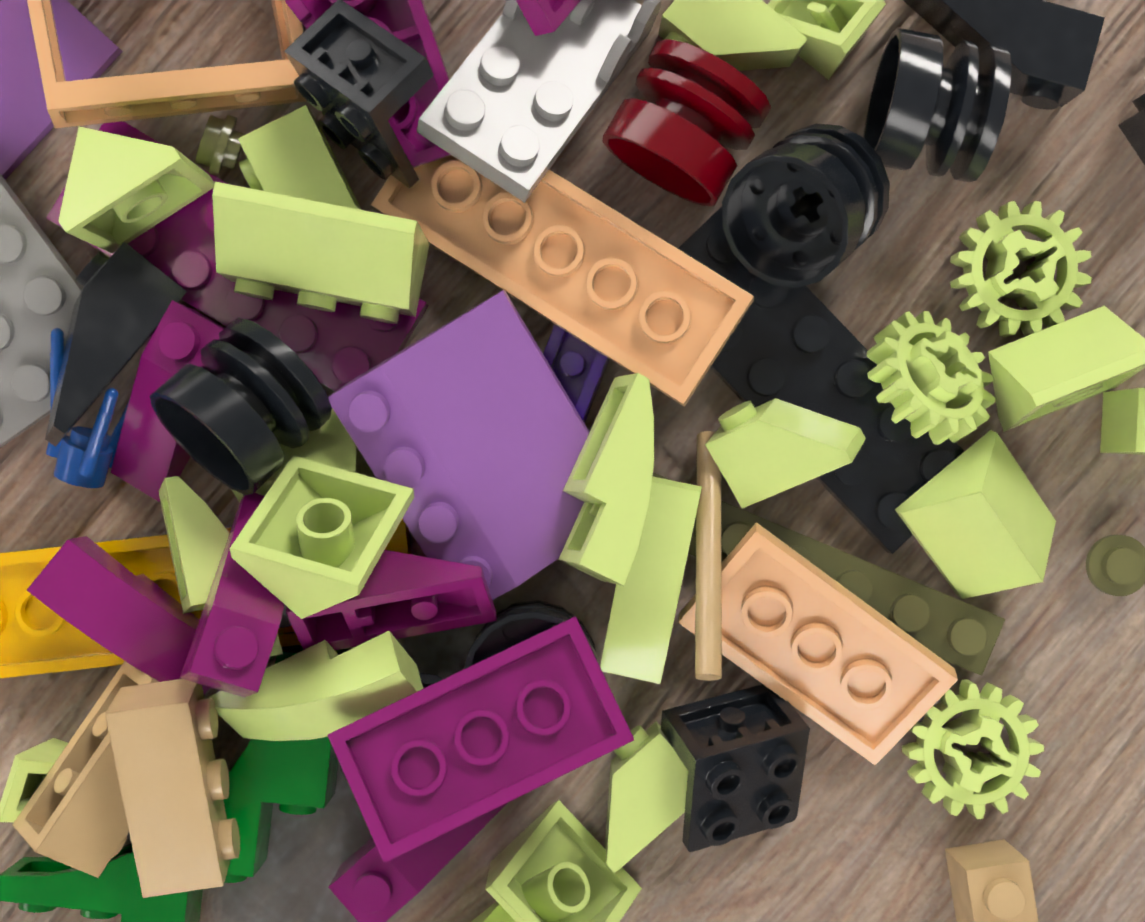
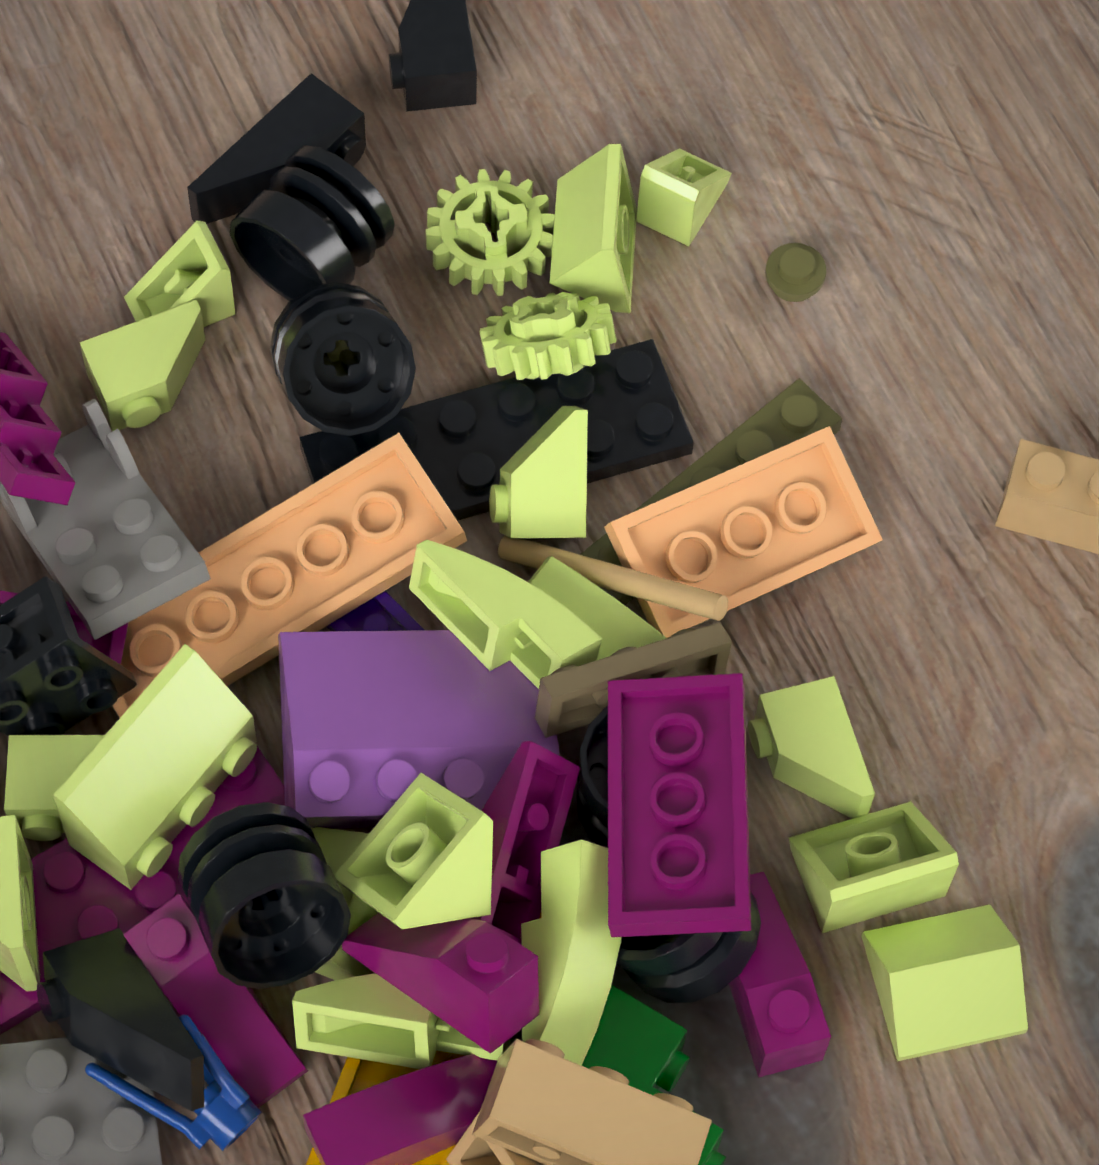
camera: 70 degrees left, 25 degrees down
(607, 624) = (579, 693): none -> dark tan plate
(689, 118) = (214, 426): dark red wheel -> none
(741, 764) = (831, 638): black bracket -> none
(968, 772) = (911, 476): yellowish green gear -> none
(982, 521) = (700, 358): yellowish green slope -> none

